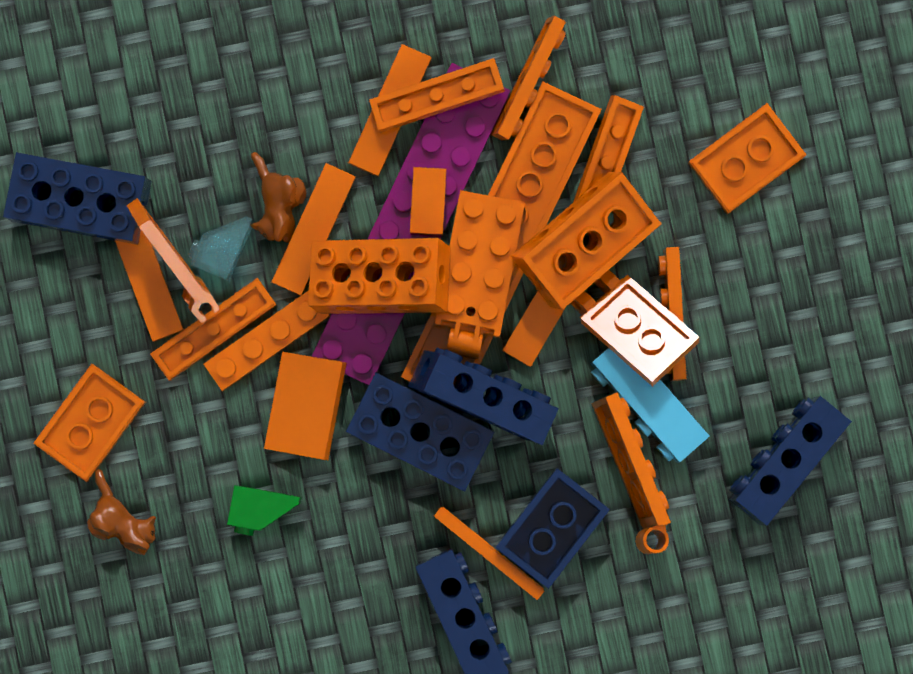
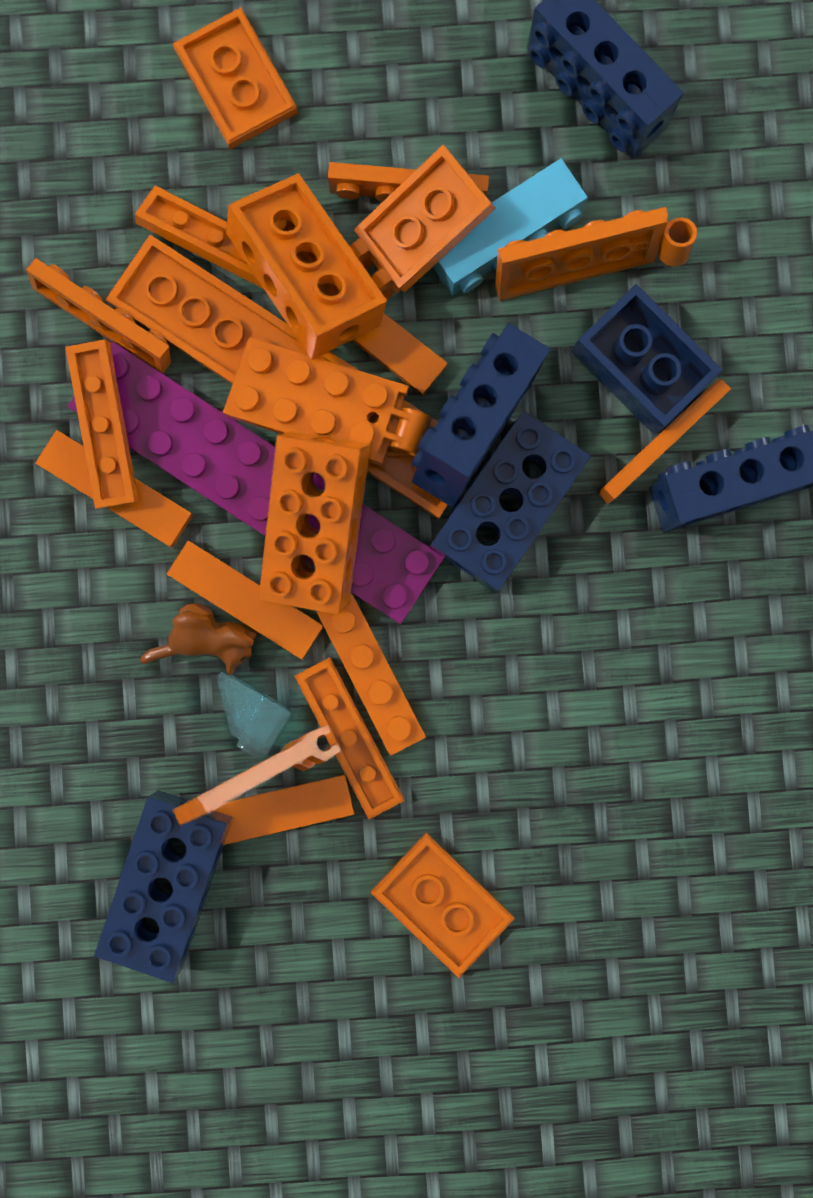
camera: 85 degrees left, 0 degrees up
(114, 520) = (566, 890): dark orange animal -> none
(258, 508) = (575, 710): green slope -> none
(305, 405) = (458, 638): orange tile -> none
(428, 201) = (230, 454): orange tile -> none

